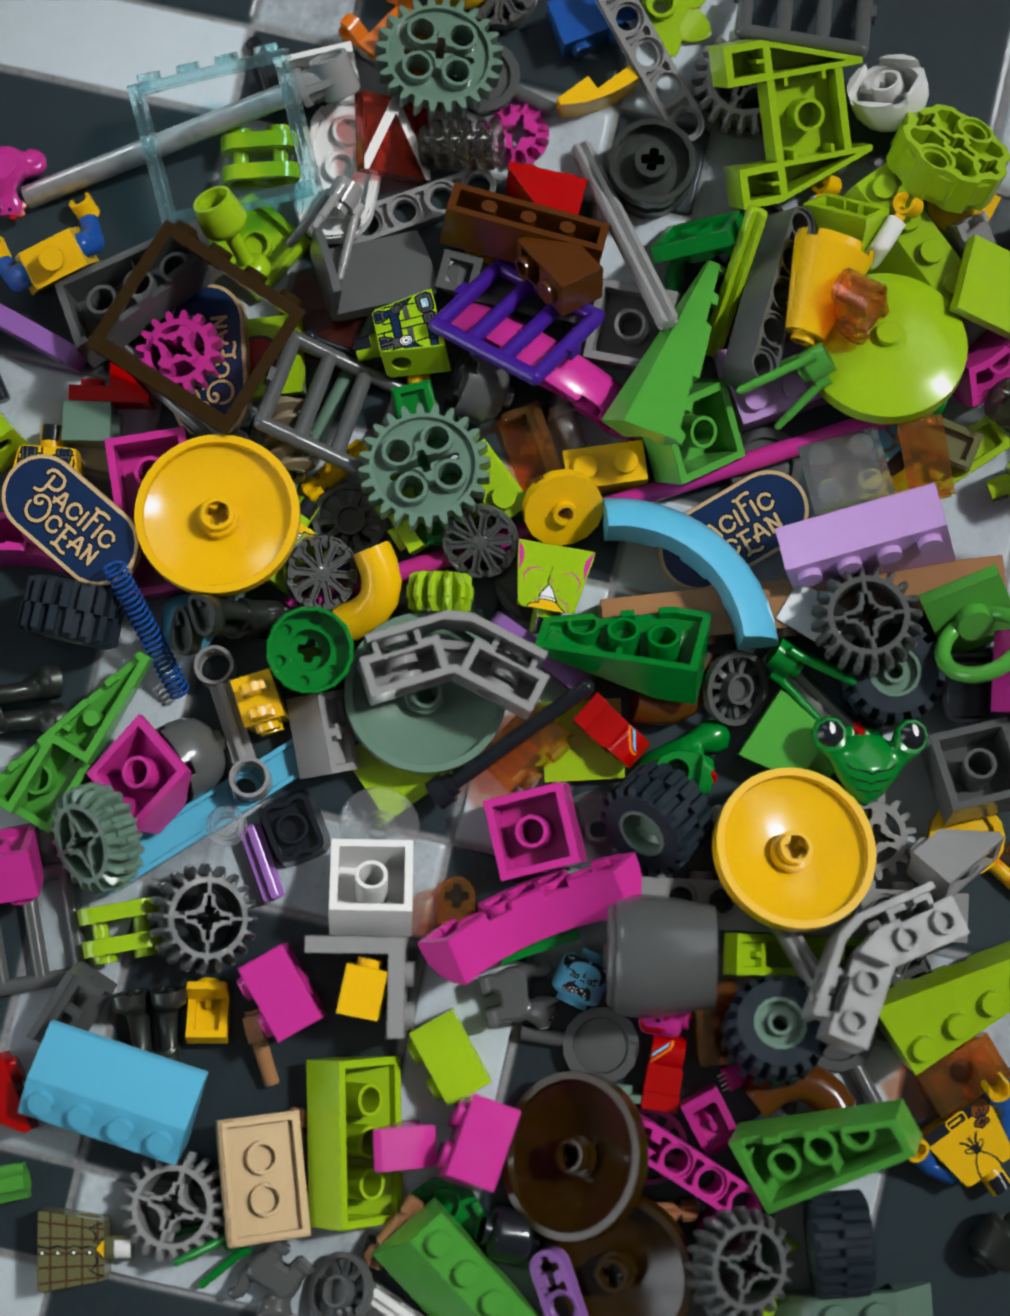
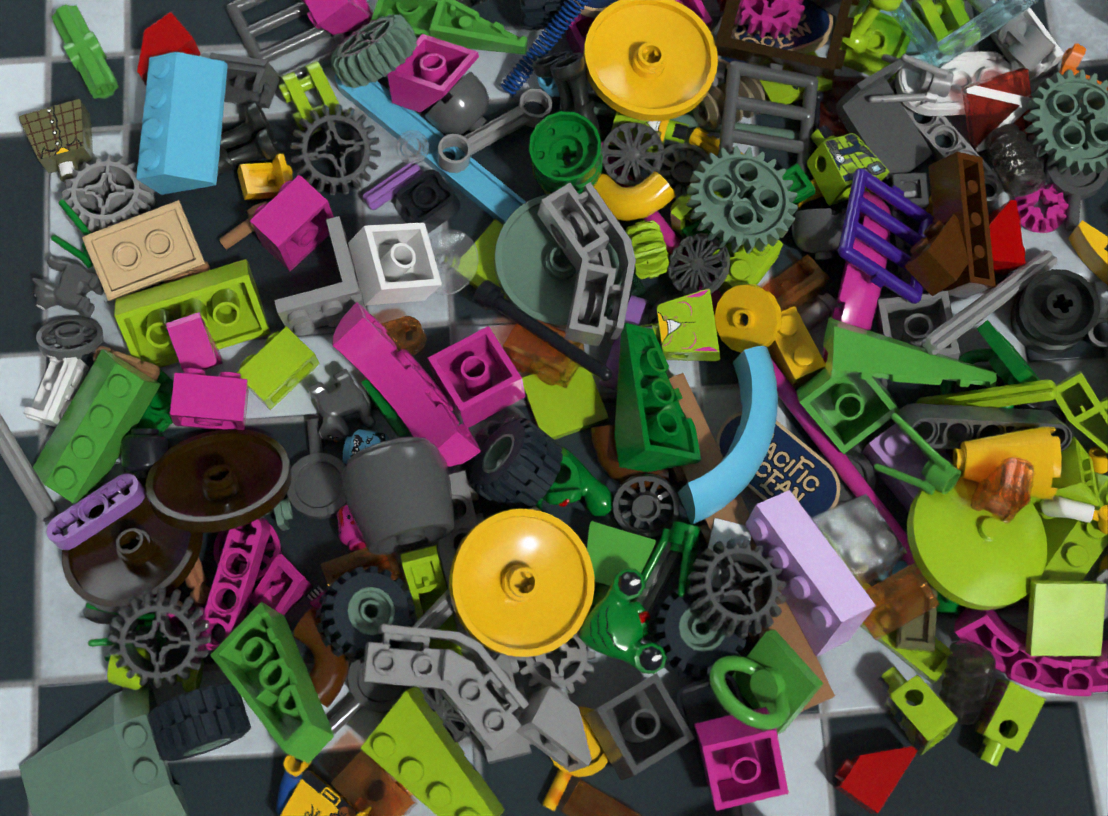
camera: 75 degrees right, 10 degrees down
(261, 702) = (511, 140): yellow hinge -> none
(321, 734) = (503, 194): light grey hinge -> none
(364, 988) = (309, 273): yellow brick -> none
(611, 731) = (578, 412): red leg -> none
(663, 1074) = (308, 541): red leg -> none

